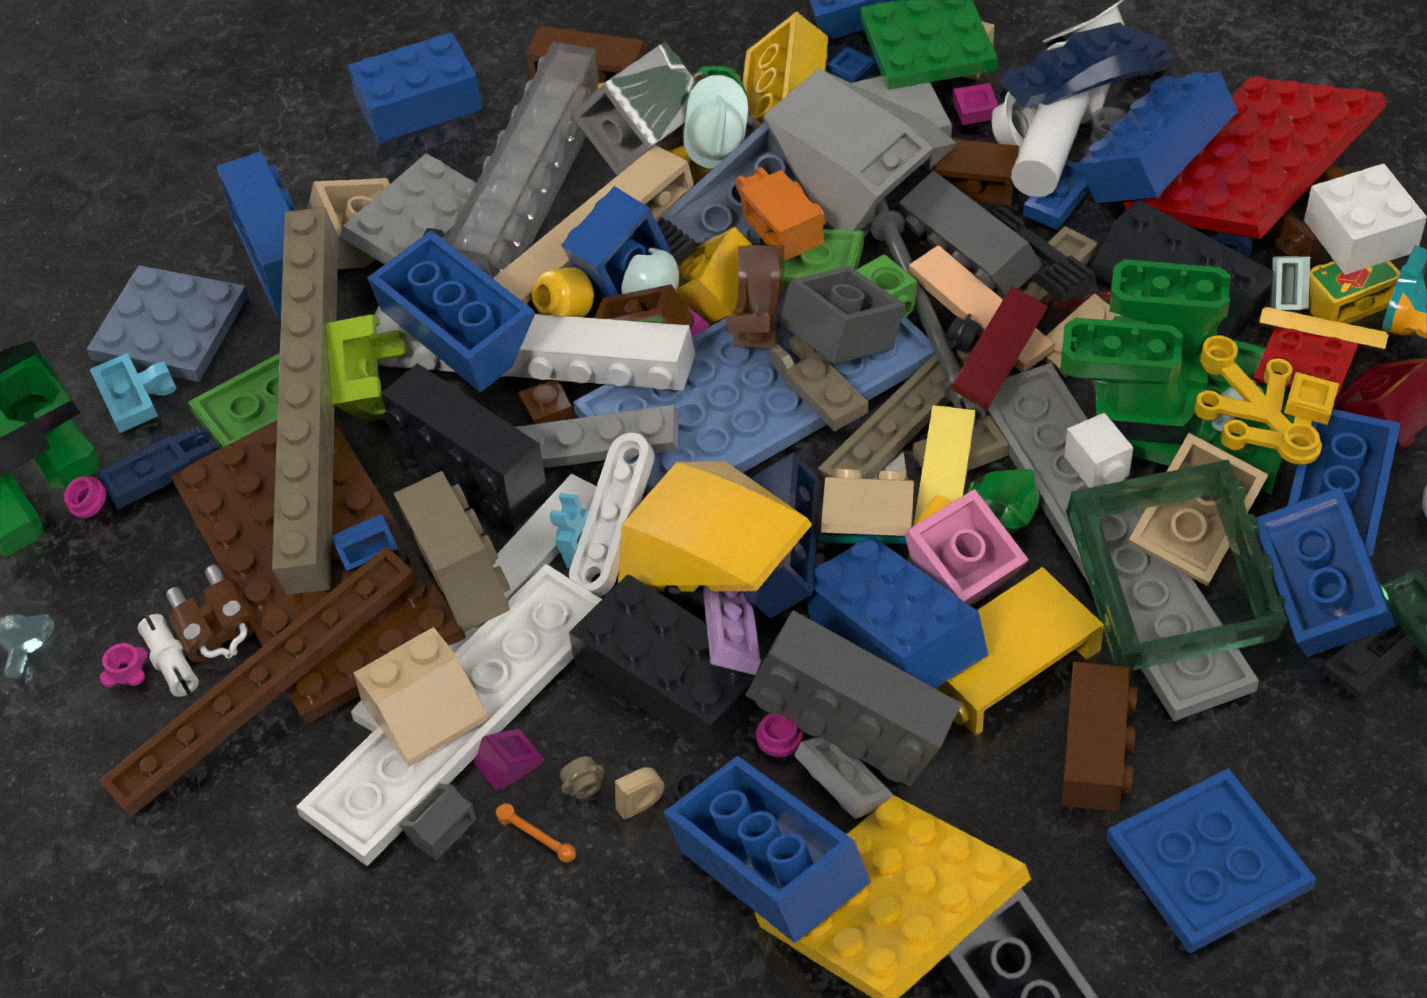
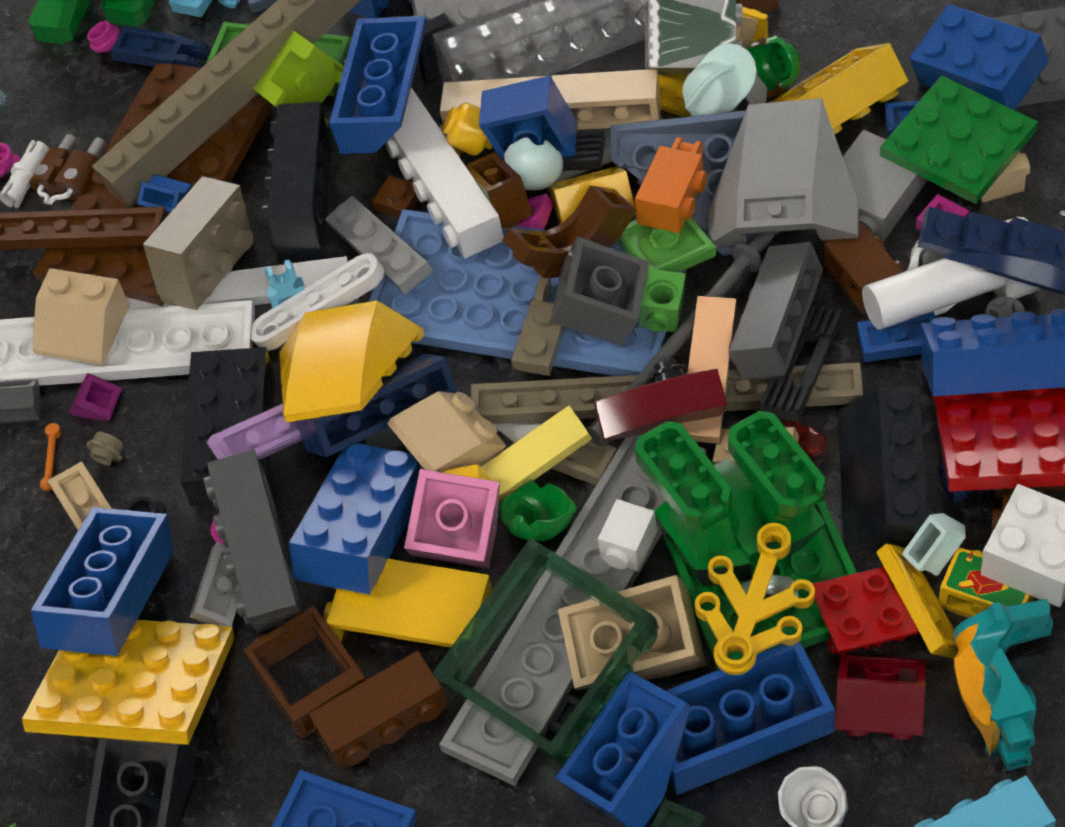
camera: 55 degrees right, 5 degrees up
(624, 831) = (77, 493): none -> tan plate
(637, 791) = (116, 484): tan tile -> none
(1009, 730) = (285, 640): none -> reddish brown window
(1311, 398) = (785, 630): yellow tile -> none

